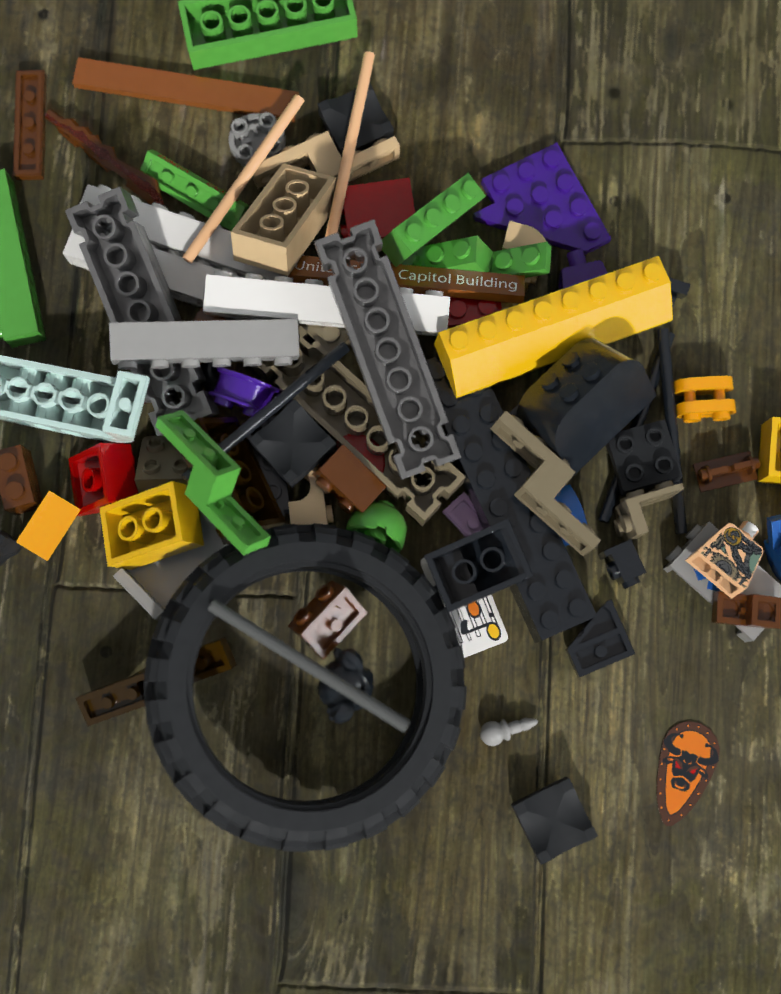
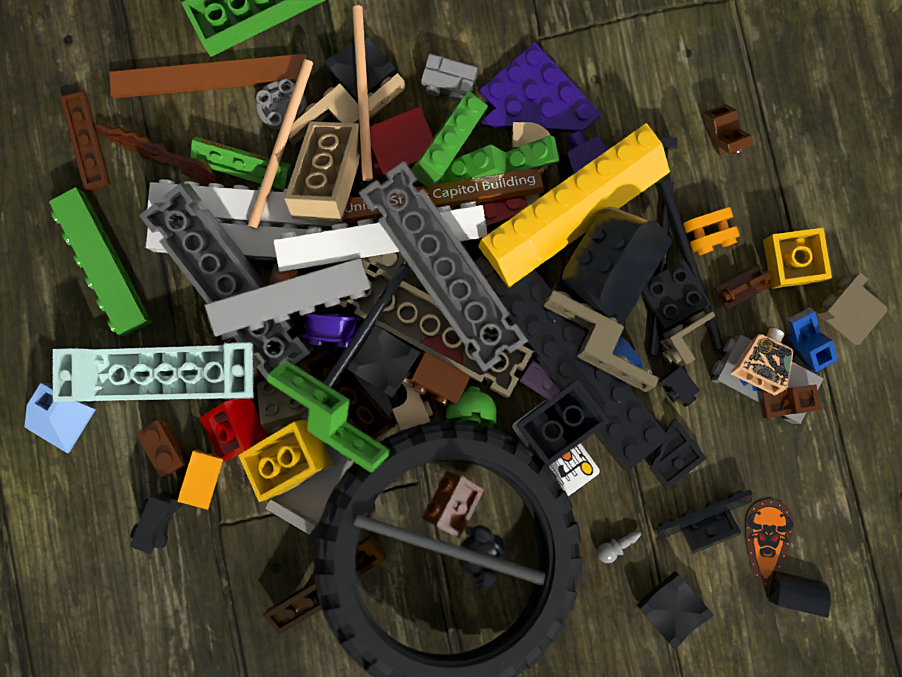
camera: 10 degrees left, 5 degrees up
(450, 155) = (448, 77): none -> light grey brick
(617, 731) = (708, 525): none -> black bracket
(706, 841) = (800, 594): none -> black brick
(747, 291) = (725, 131): none -> reddish brown brick

